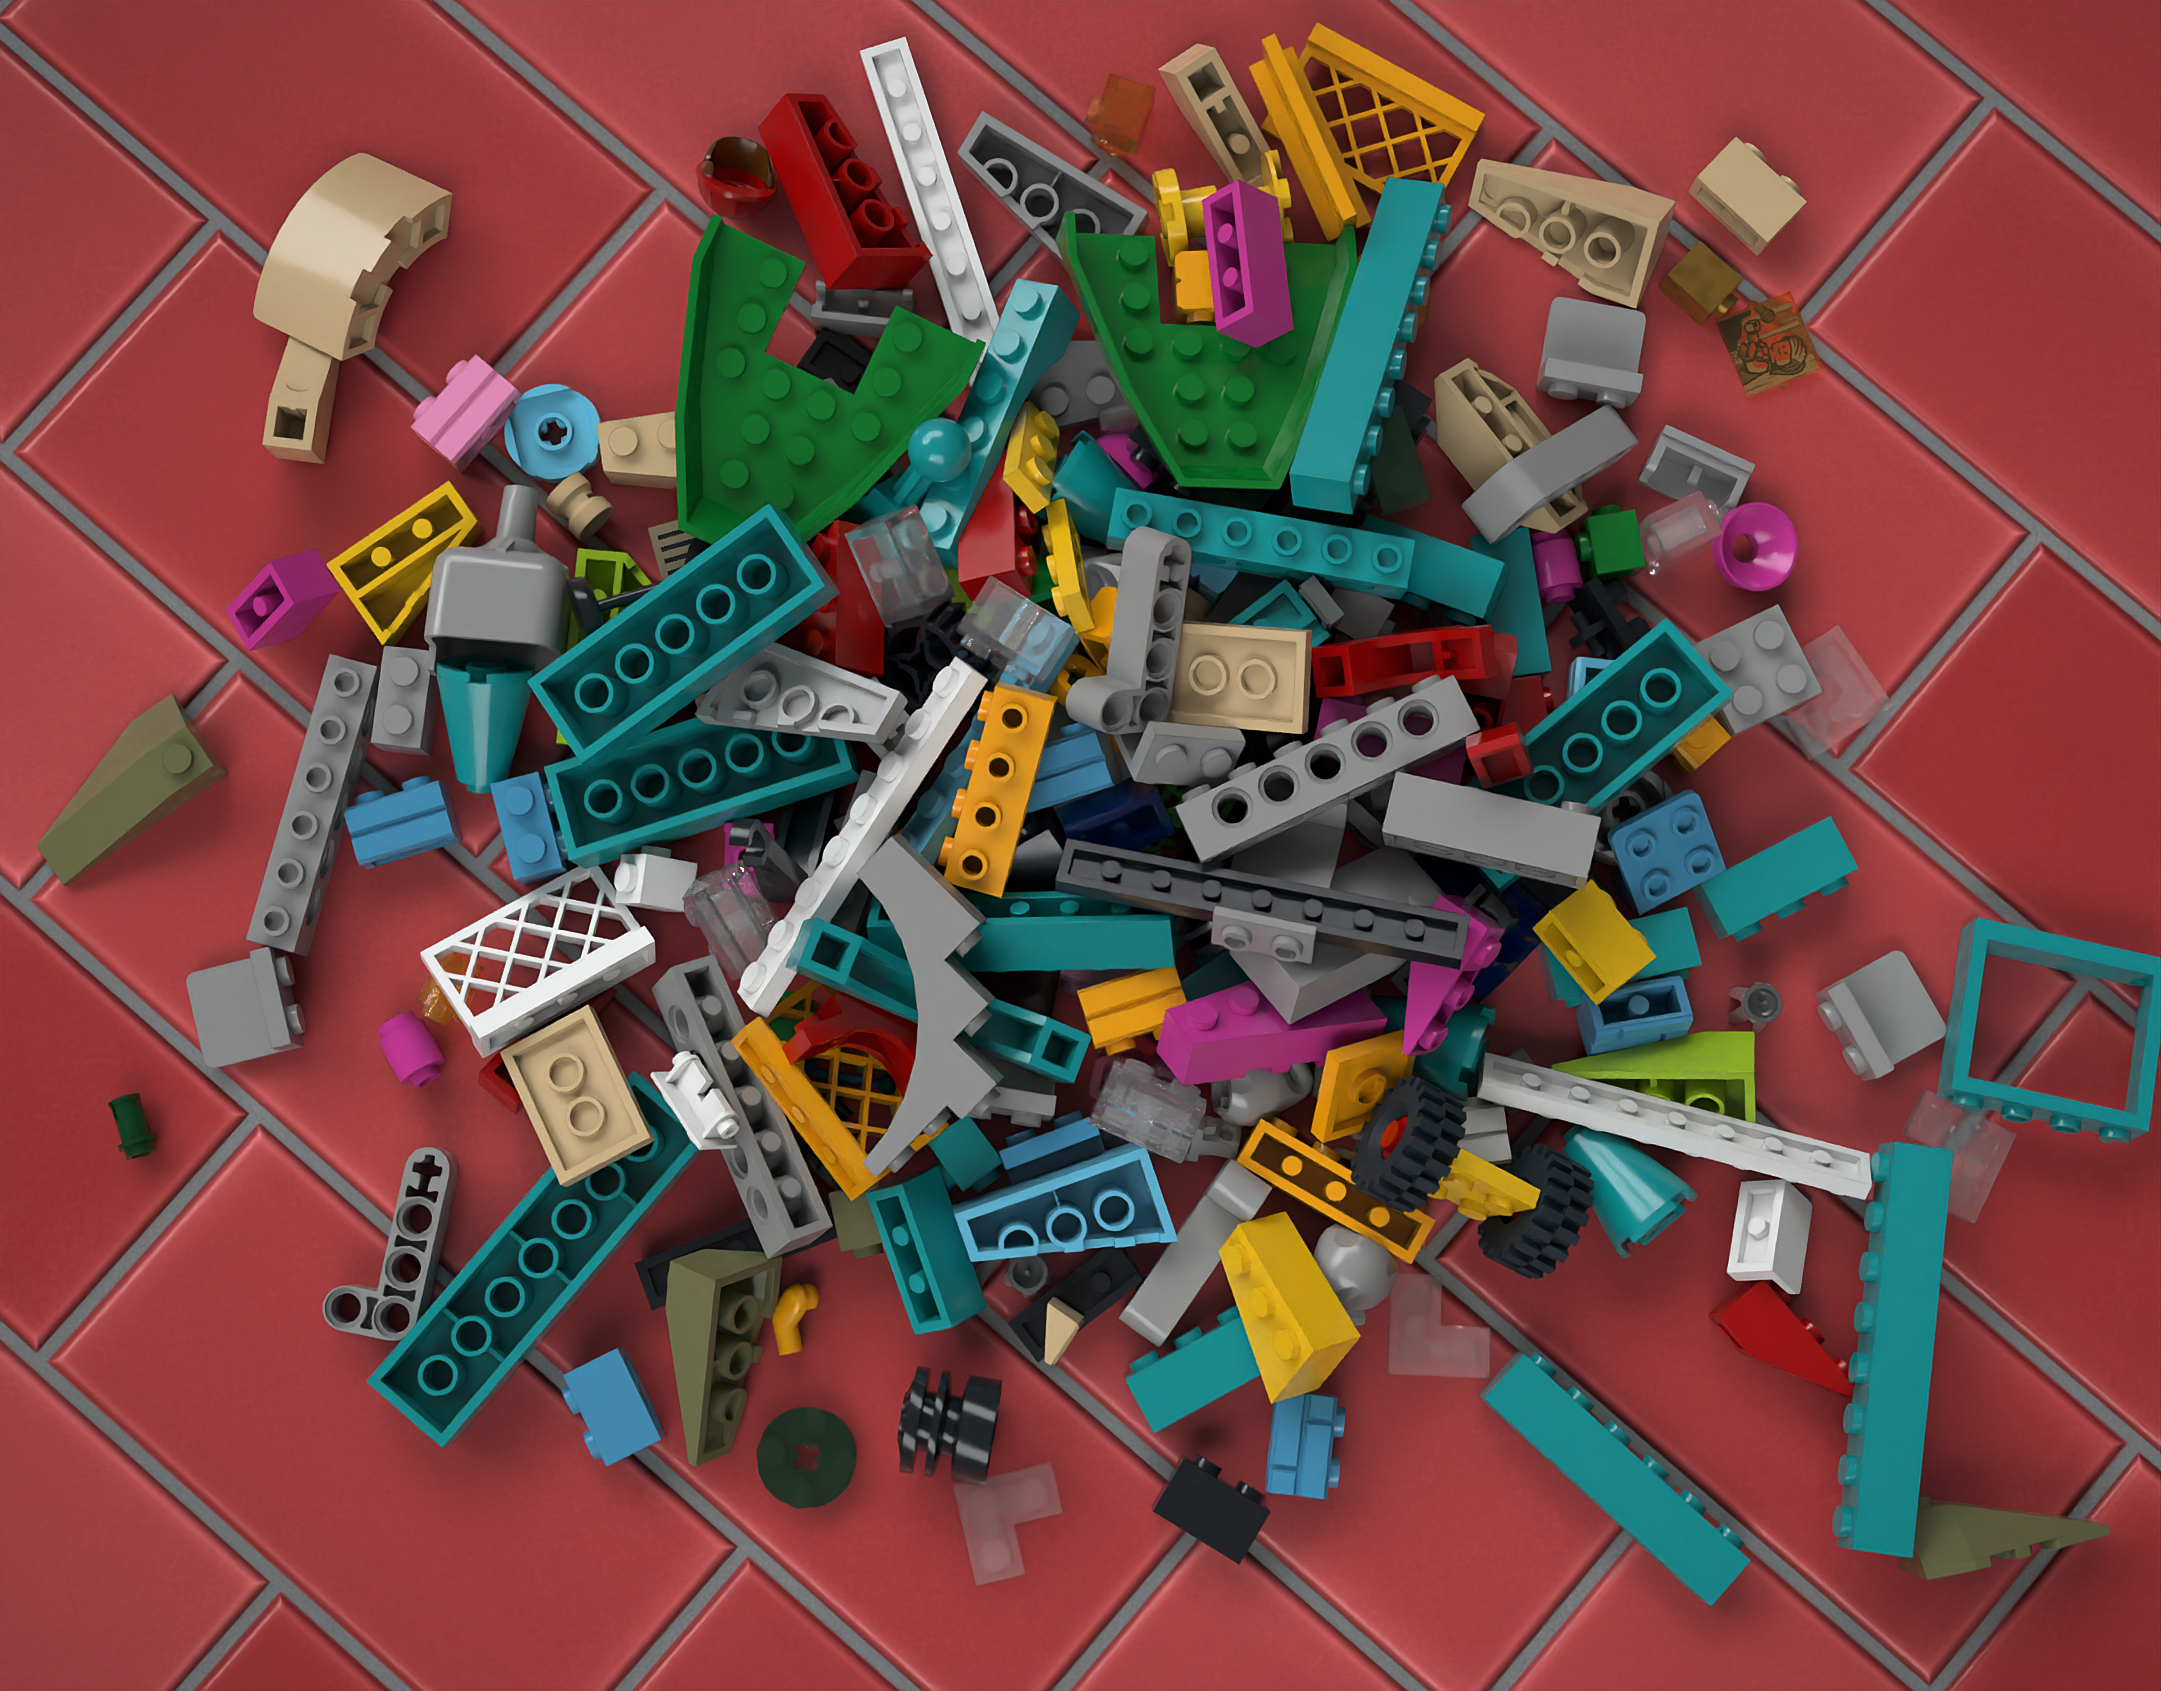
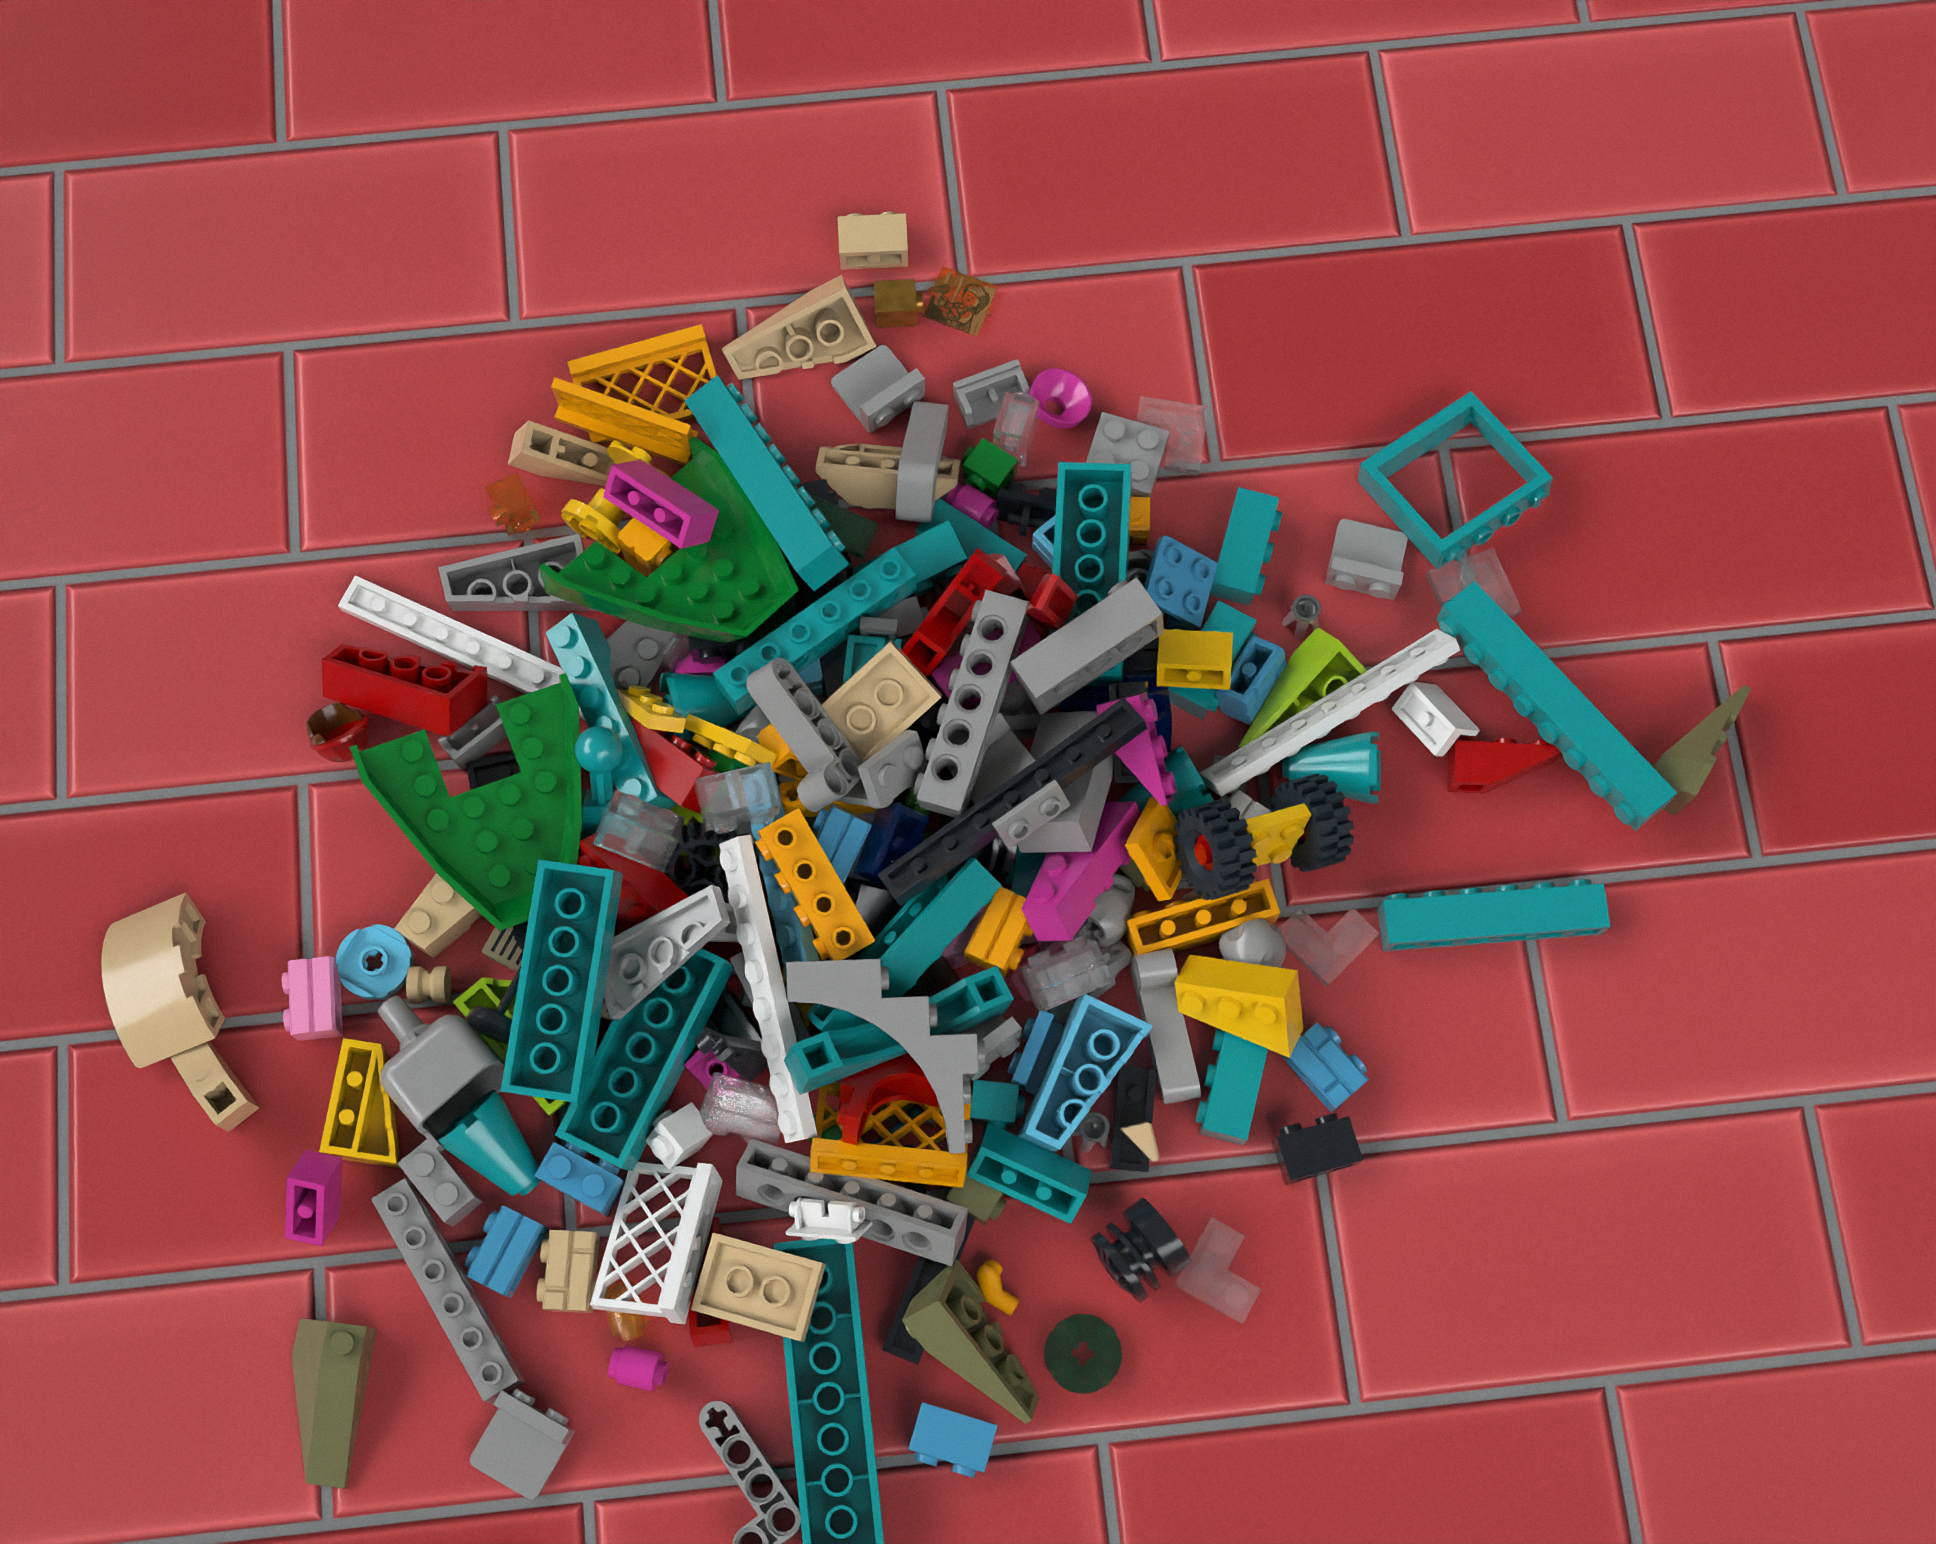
camera: 45 degrees left, 10 degrees down
(438, 901) = (570, 1271): none -> tan brick

